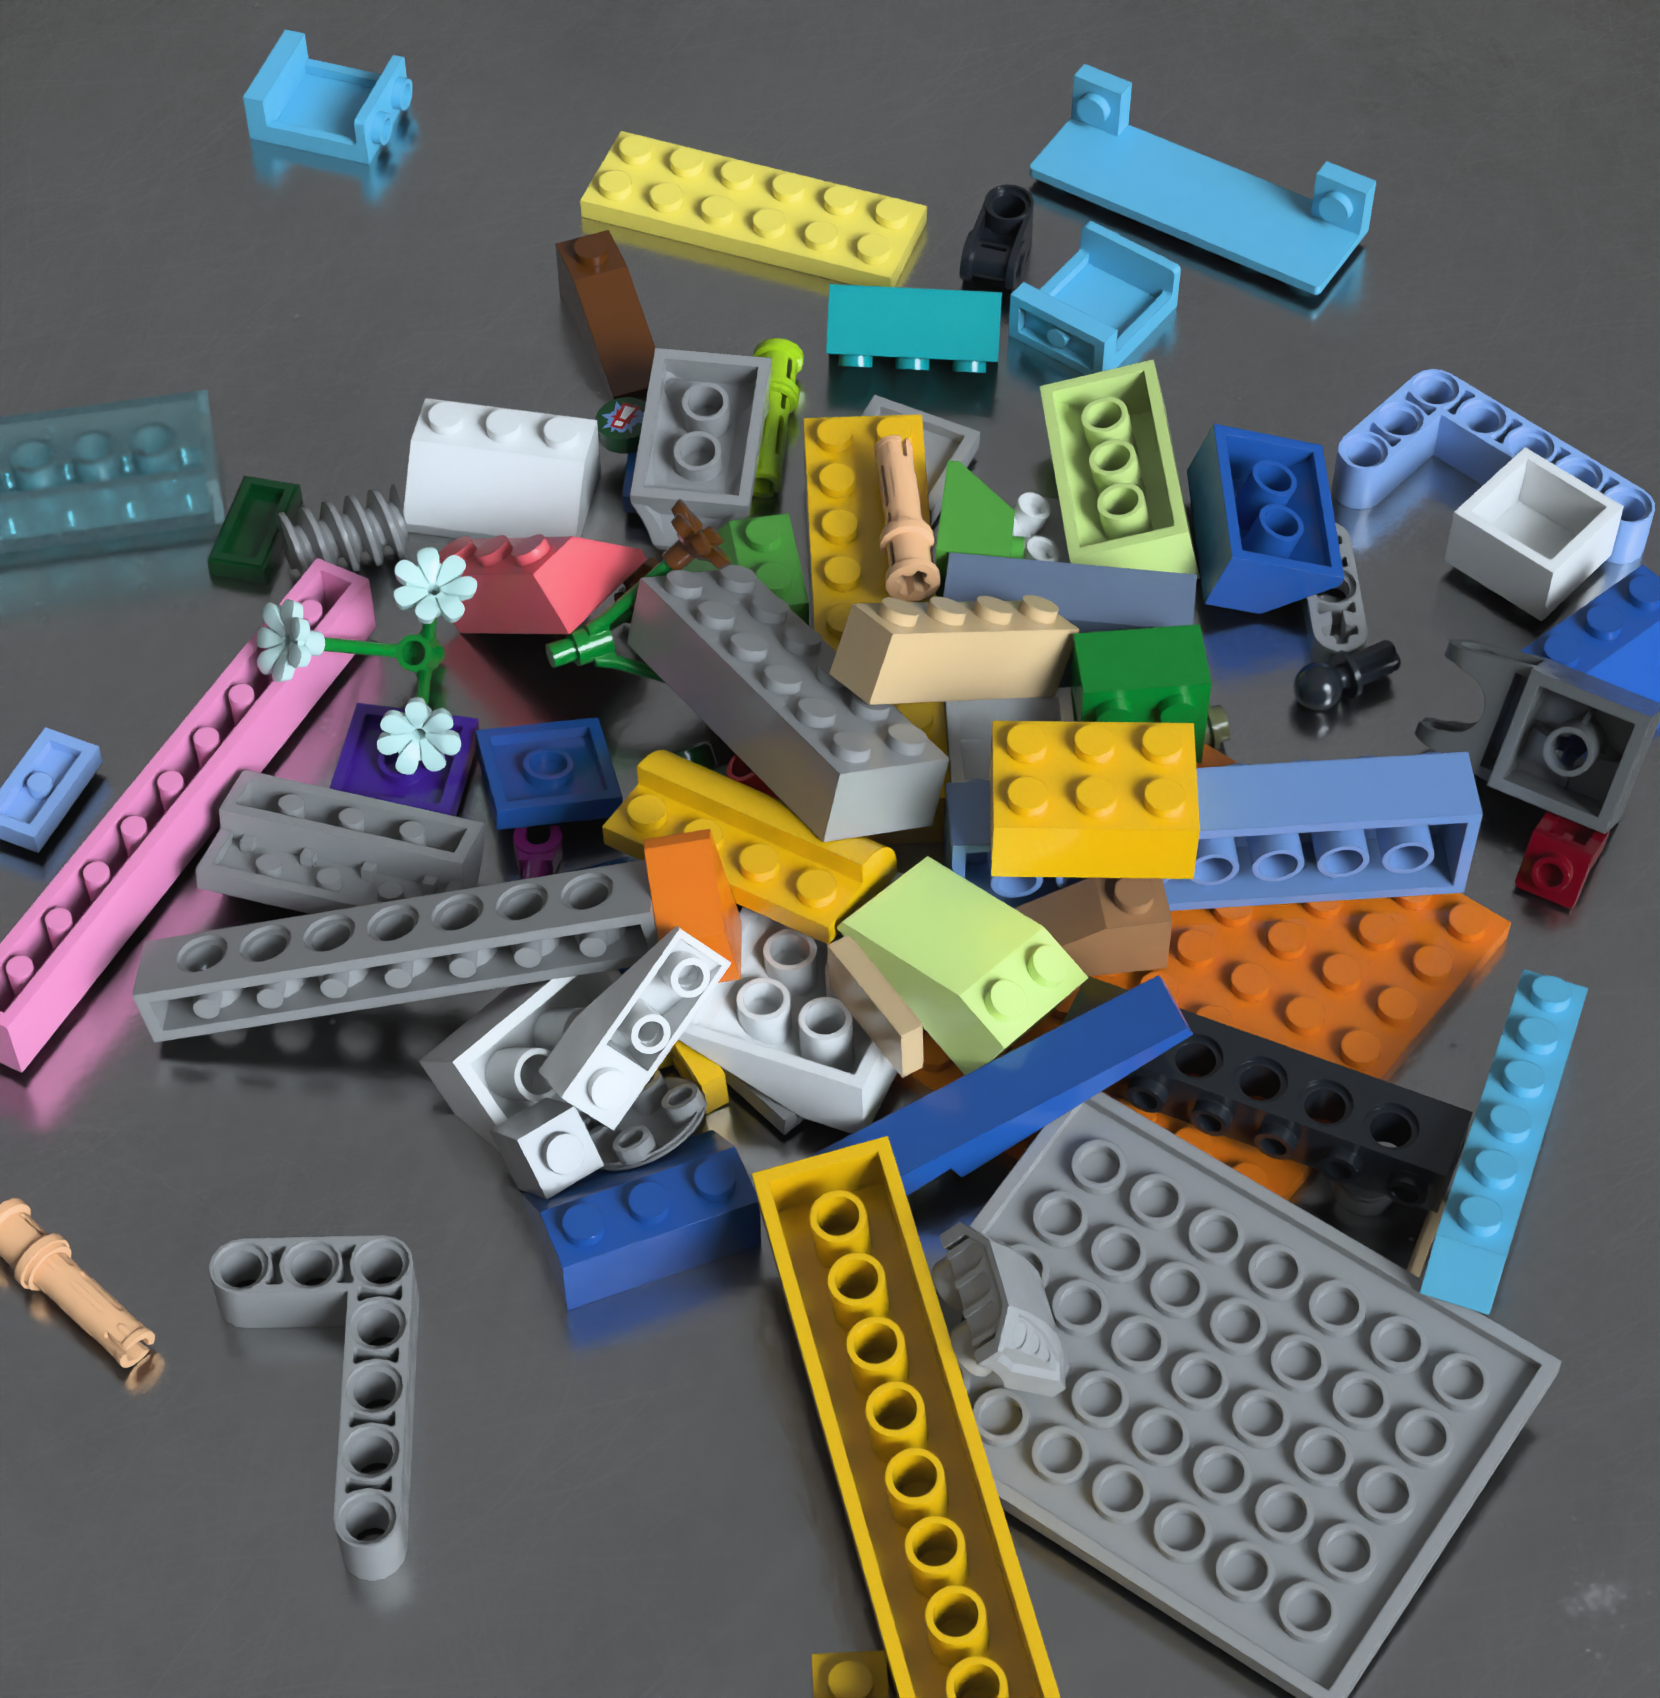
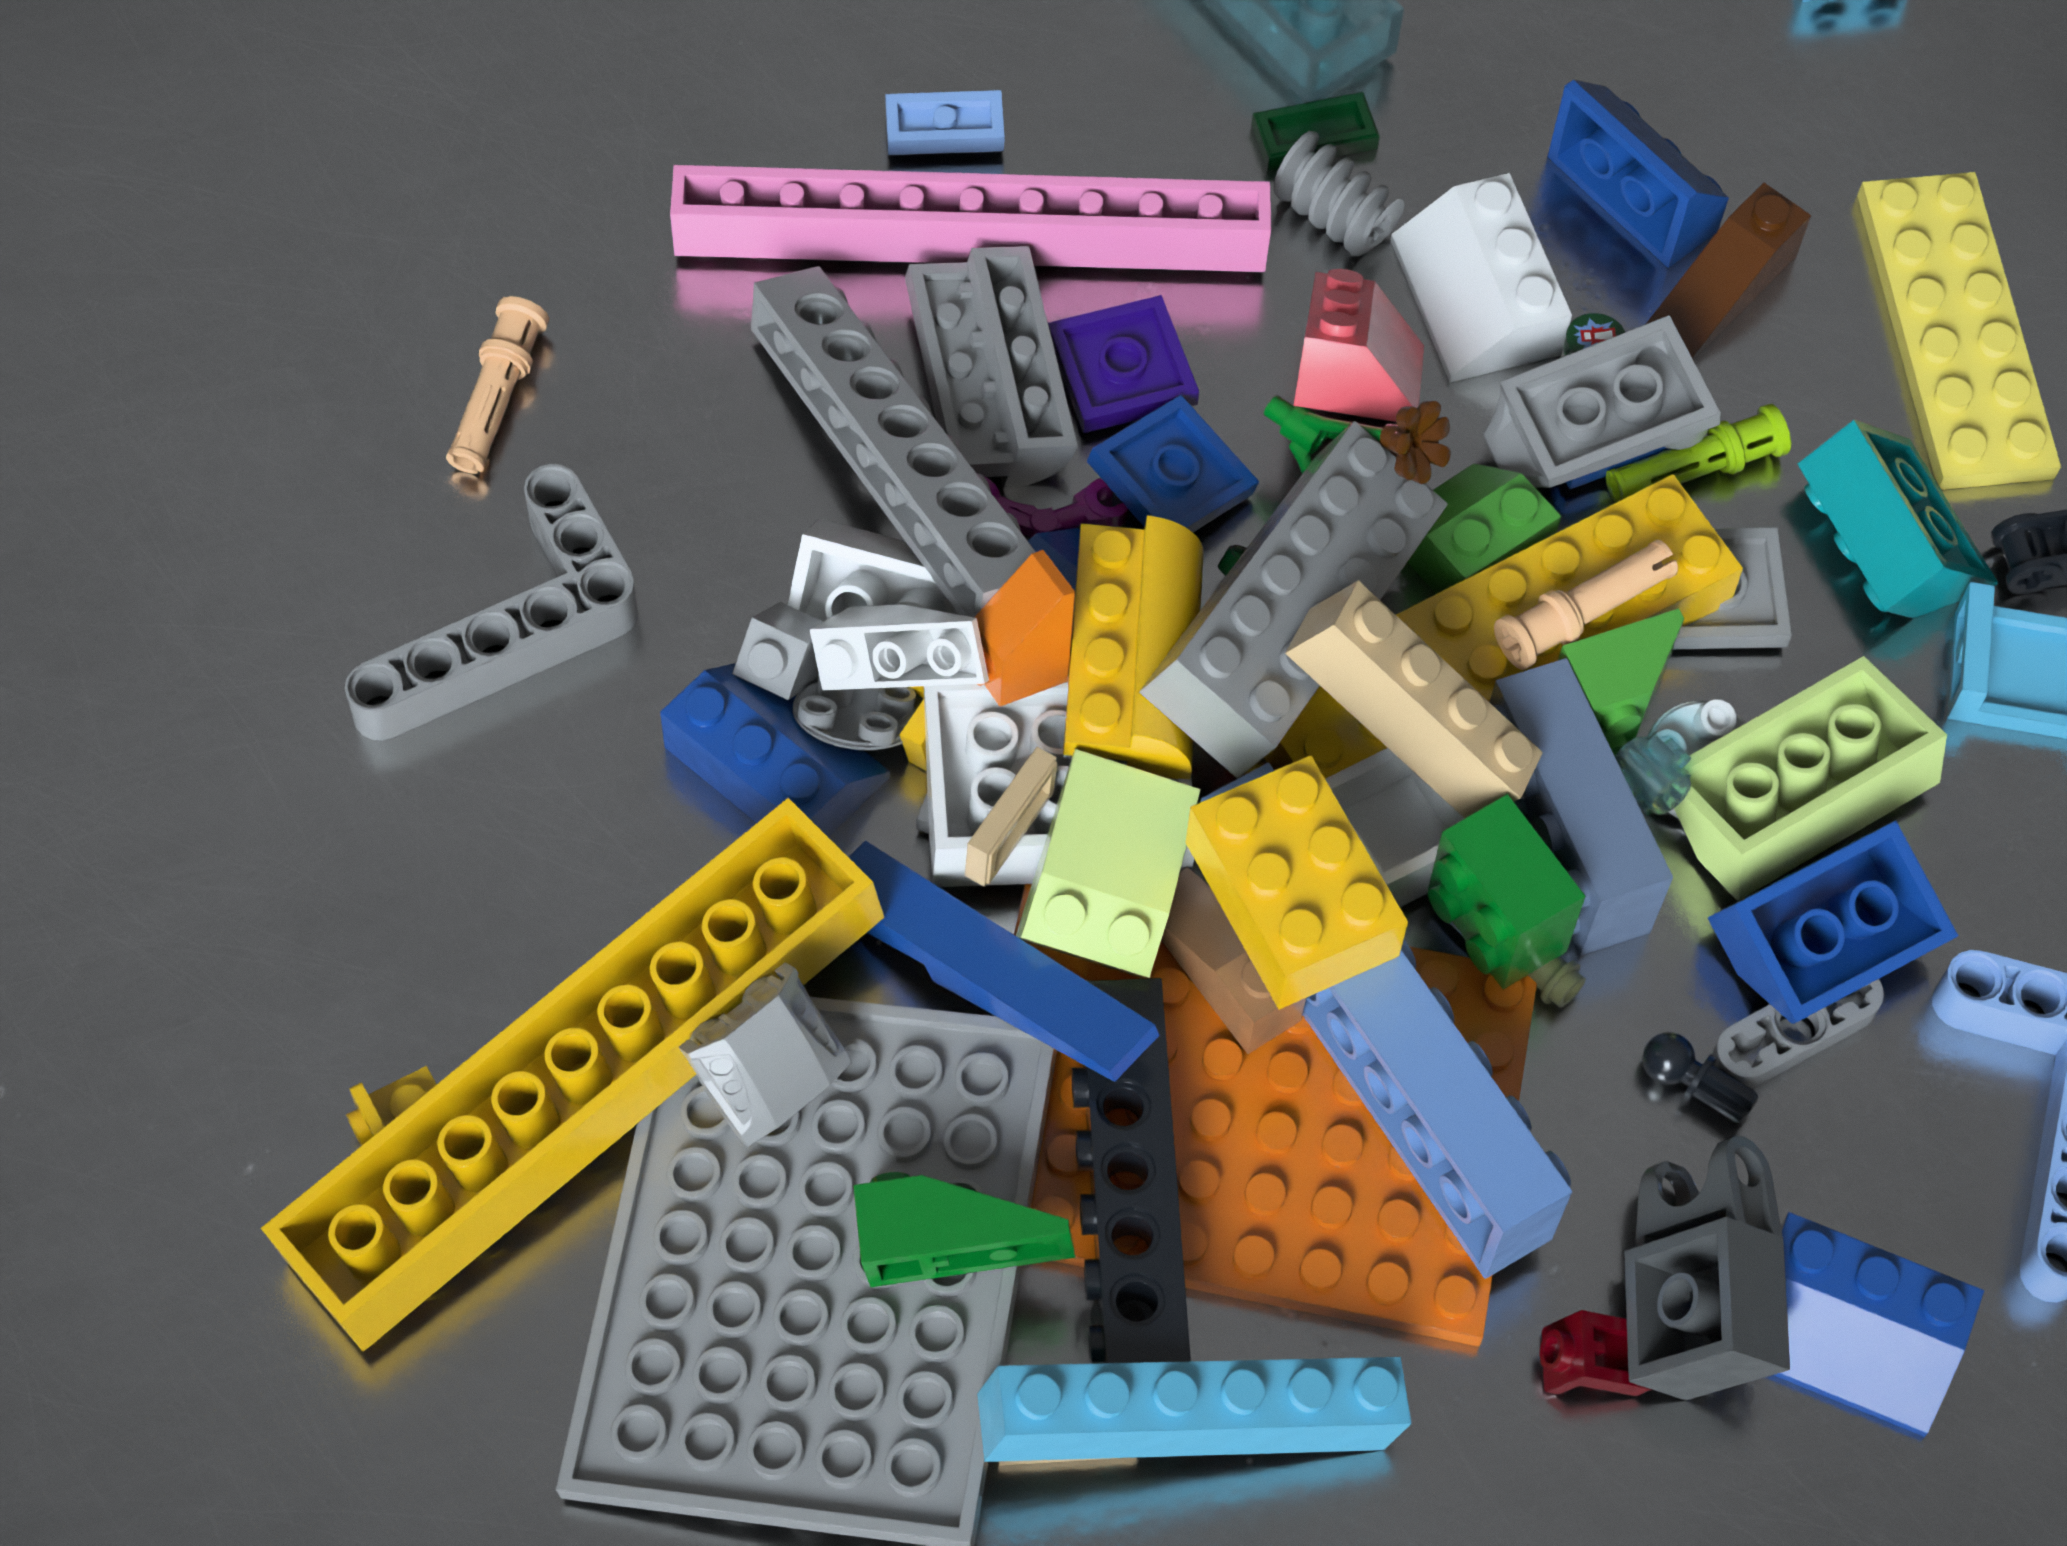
camera: 60 degrees right, 10 degrees up
(433, 591) = (1242, 284): light aqua plant -> none
(474, 331) = (1634, 172): none -> blue slope
(1076, 547) = (1655, 773): none -> clear light blue gear
(1249, 1245) = (937, 1229): none -> green slope
(1533, 533) = (1975, 1176): white piece -> none

